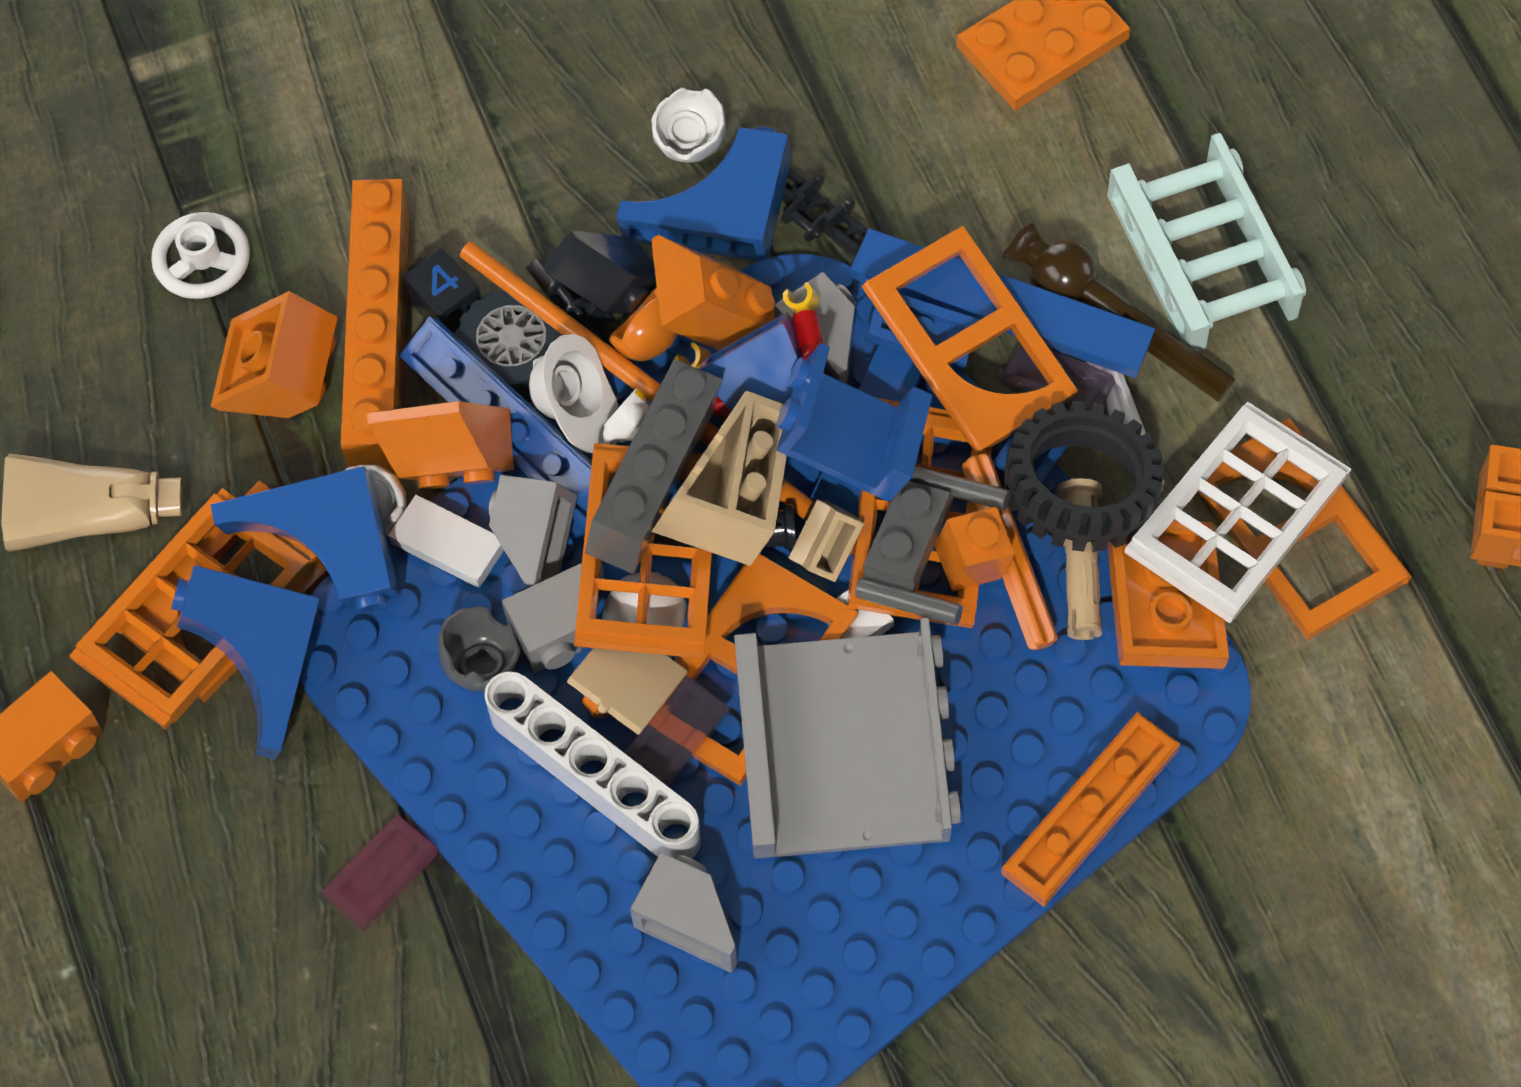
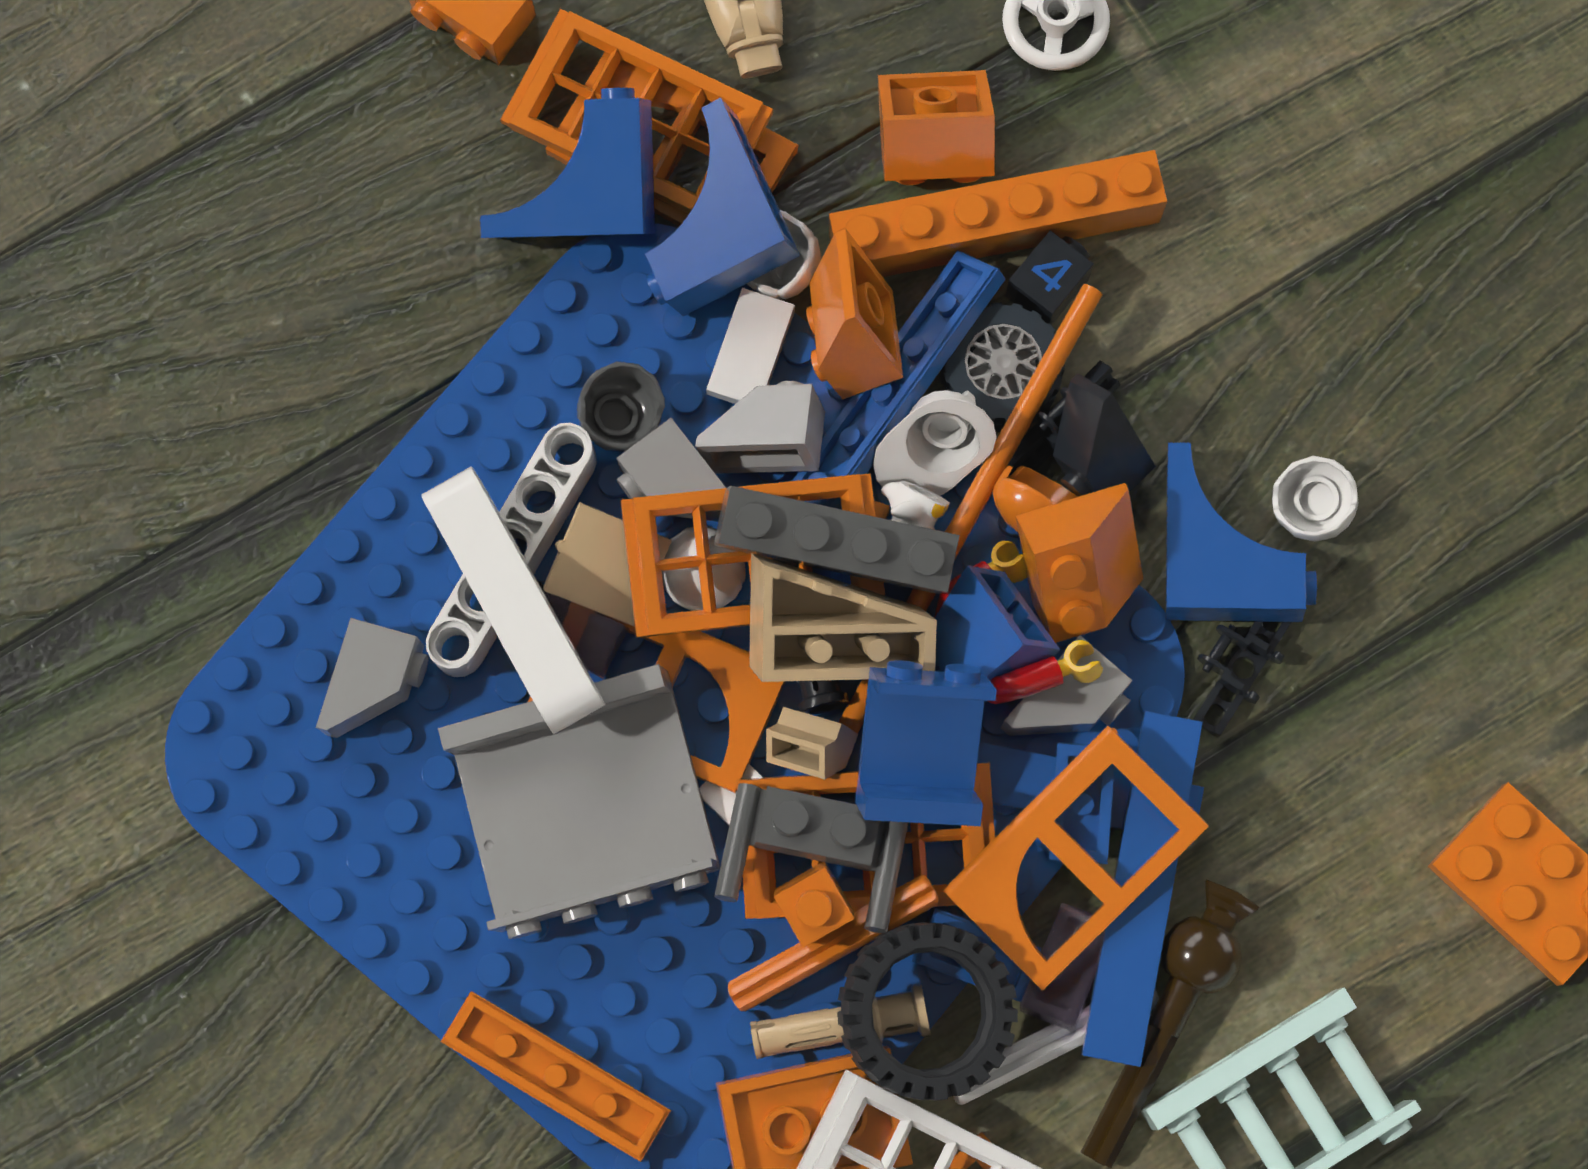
camera: 80 degrees right, 15 degrees up
(380, 872) = (387, 367): clear pink tile -> none
(647, 747) = (513, 600): none -> white beam

